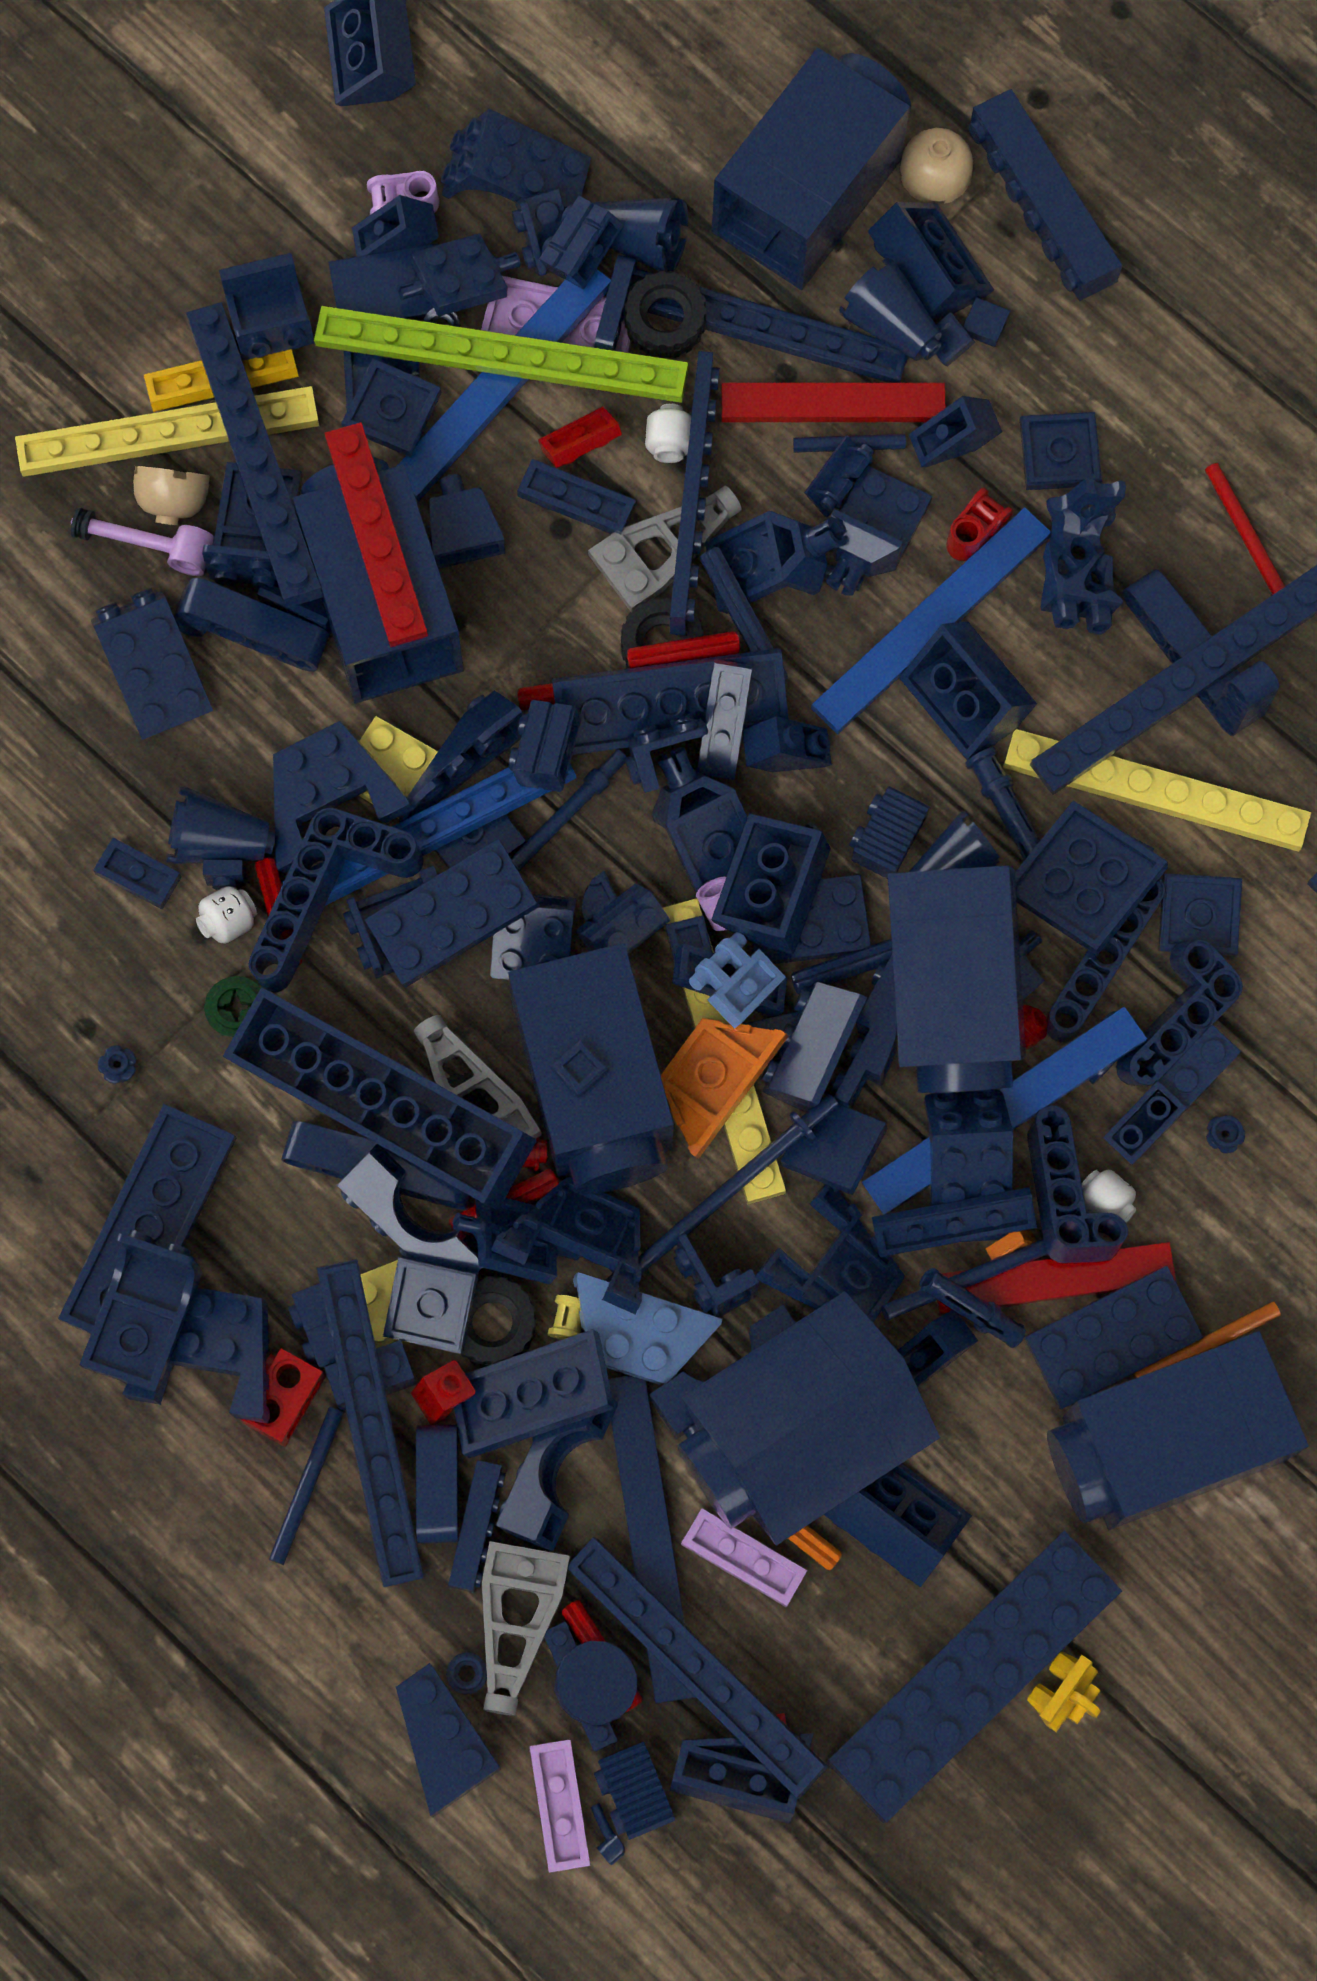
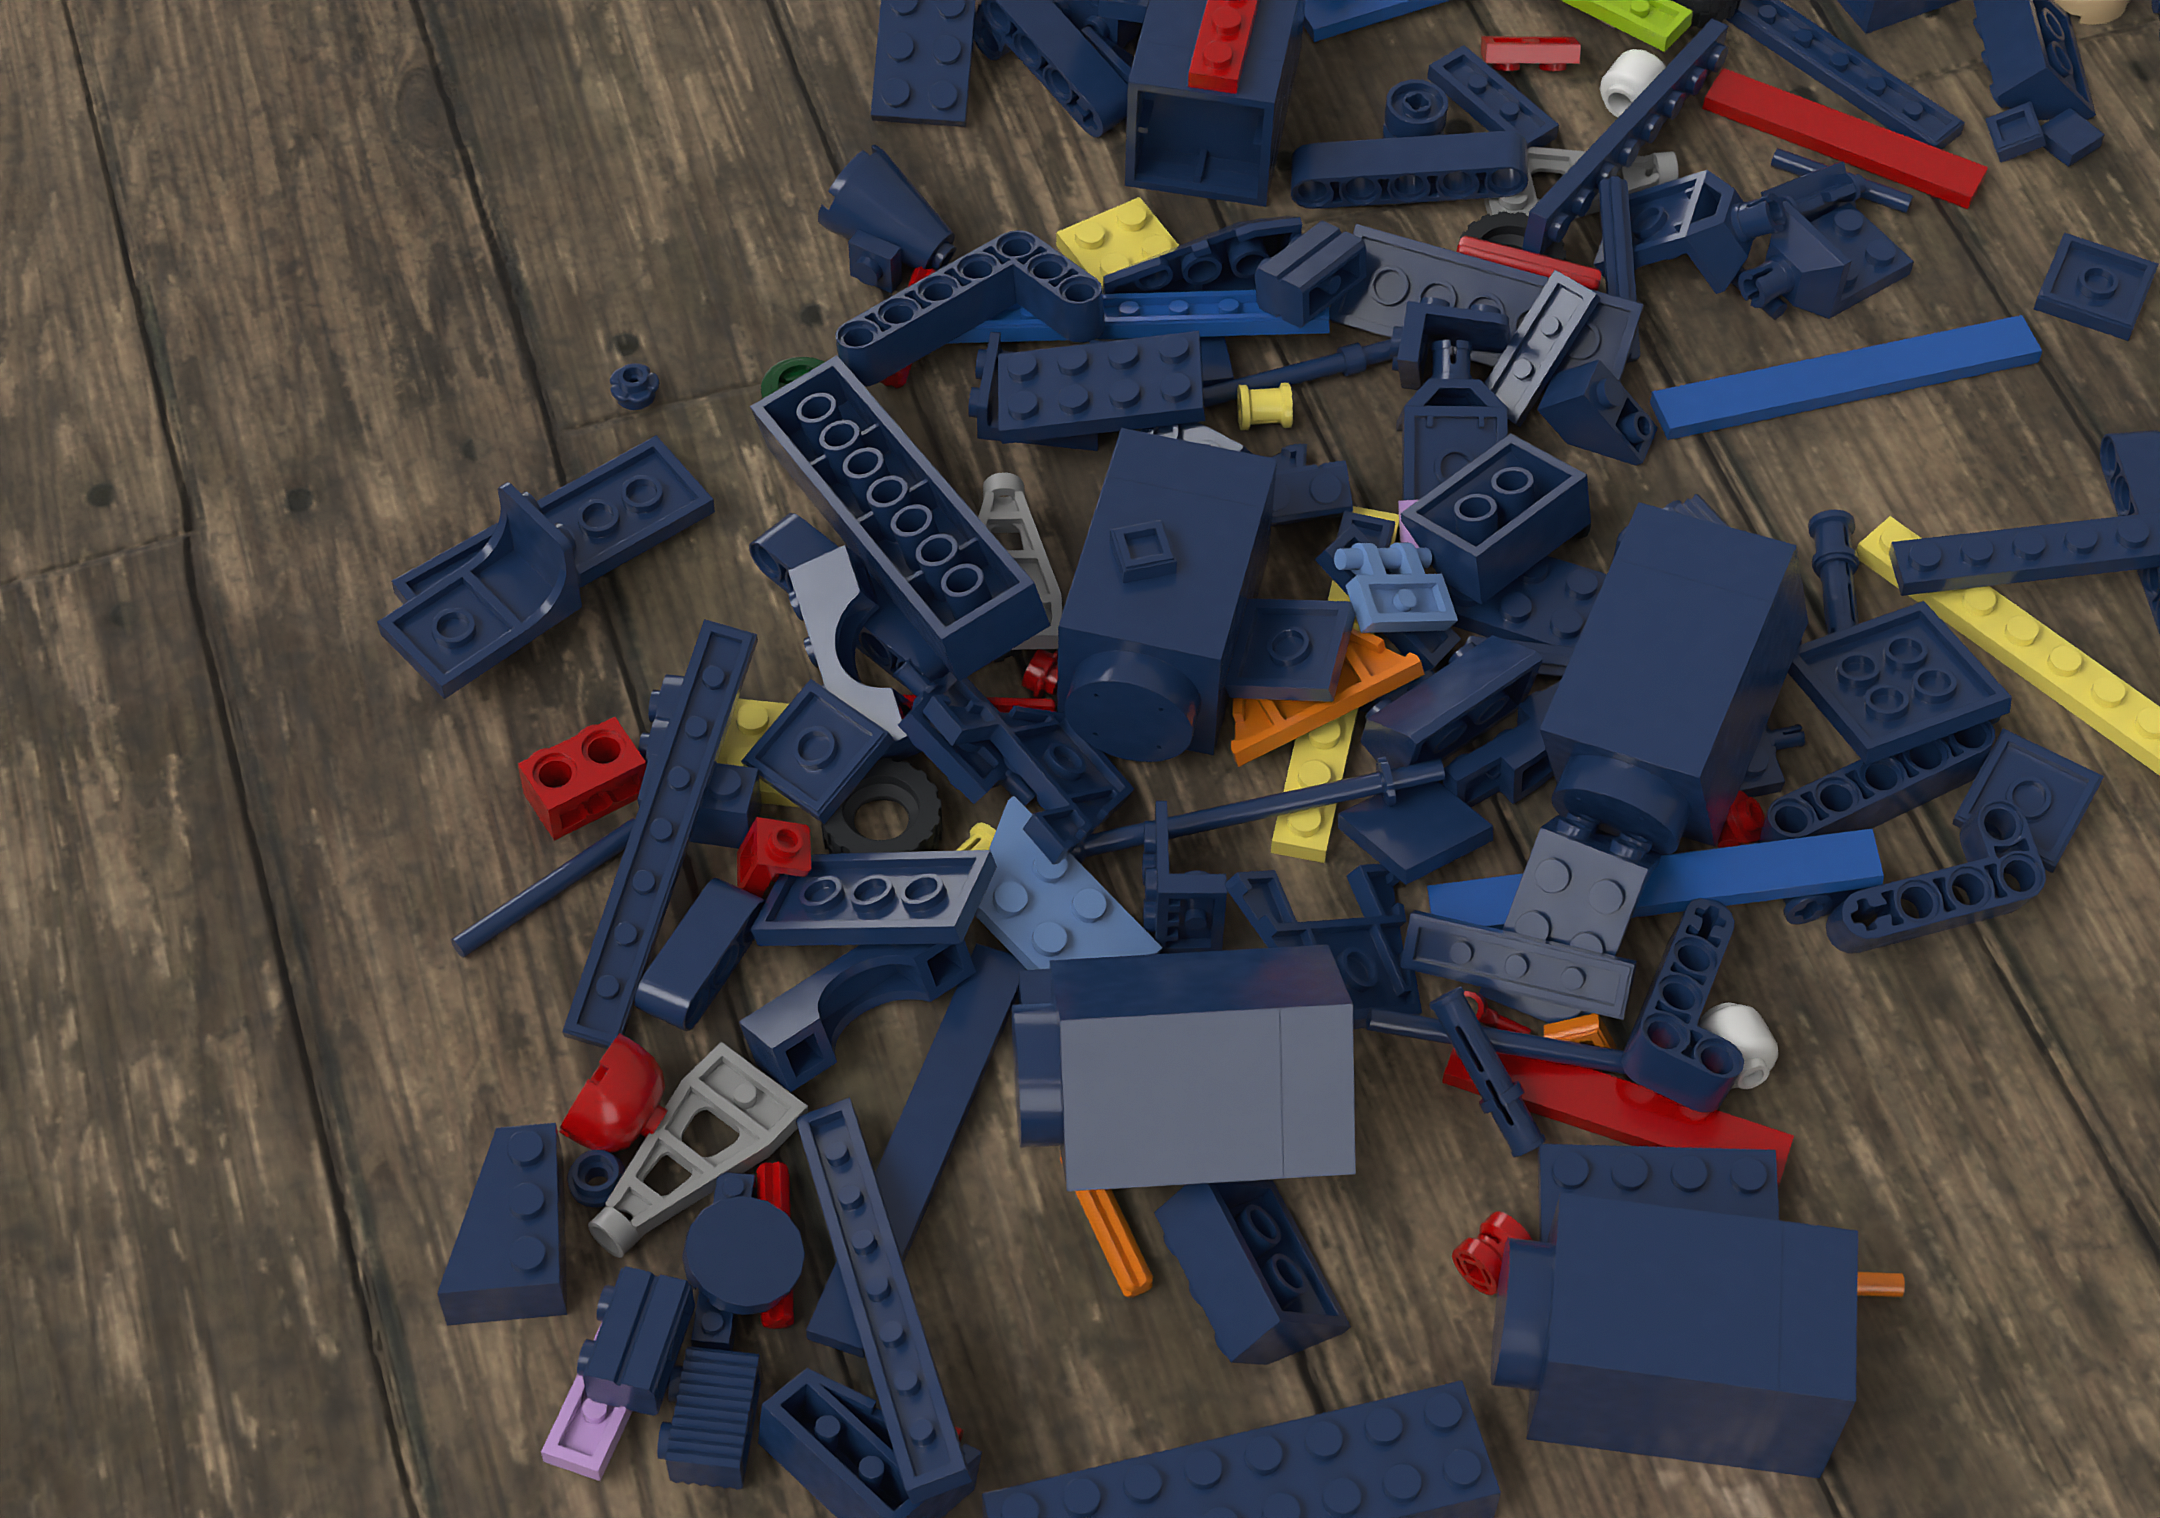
camera: 30 degrees right, 20 degrees down
(137, 873) = (781, 224): dark blue plate -> none
(226, 914) = (846, 293): white head -> none
(227, 1337) = (551, 679): dark blue wing -> none
(322, 775) = (1061, 212): dark blue wing -> none
(452, 1619) = (618, 1100): none -> red cylinder
(463, 525) = (1345, 73): dark blue torso -> none
(476, 1526) = (719, 1017): dark blue piece -> none
(536, 555) = (1415, 110): none -> dark blue wheel
(554, 599) = (1409, 169): none -> dark blue beam
(560, 855) = (1264, 406): none -> light yellow bush
(568, 1776) = (637, 1340): none -> dark blue brick
(612, 1847) = (641, 1473): dark blue hand -> none
(697, 1065) = (1290, 650): none -> dark blue plate
(744, 1557) = (1024, 1222): lavender plate -> none
(892, 312) = (1958, 65): dark blue cone -> none
(937, 1346) = (1411, 1102): dark blue slope -> none
(946, 1256) = (1492, 1018): none -> red hand
(955, 431) = (1977, 211): dark blue slope -> none
(967, 689) = (1852, 445): dark blue slope -> none
(980, 521) = (1952, 304): red piece -> none
(1033, 1424) = (1481, 1257): none -> red wheel
(1068, 580) = (2066, 372): dark blue hips -> none
(1172, 1095) = (1886, 976): dark blue slope -> none
(1232, 1126) = (1941, 1040): dark blue plate -> none

